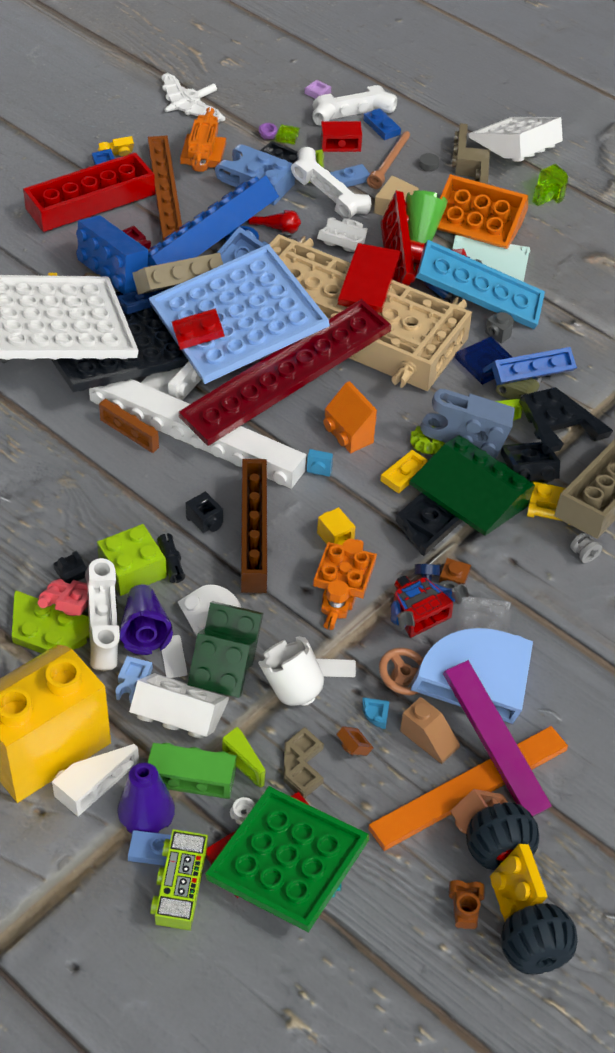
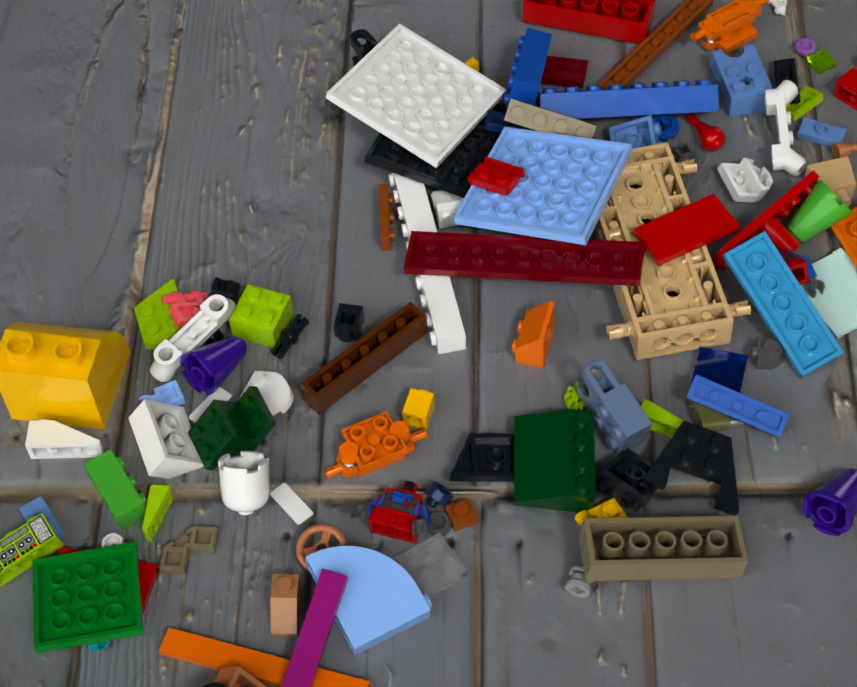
camera: 55 degrees right, 5 degrees up
(145, 801) = (64, 483): dark purple cone -> none
(319, 462) = (474, 351): dark azure plate -> none
(354, 741) = (231, 565): dark orange plate -> none
(376, 711) = (277, 560): dark azure tile -> none
(400, 473) = (526, 404): yellow plate -> none

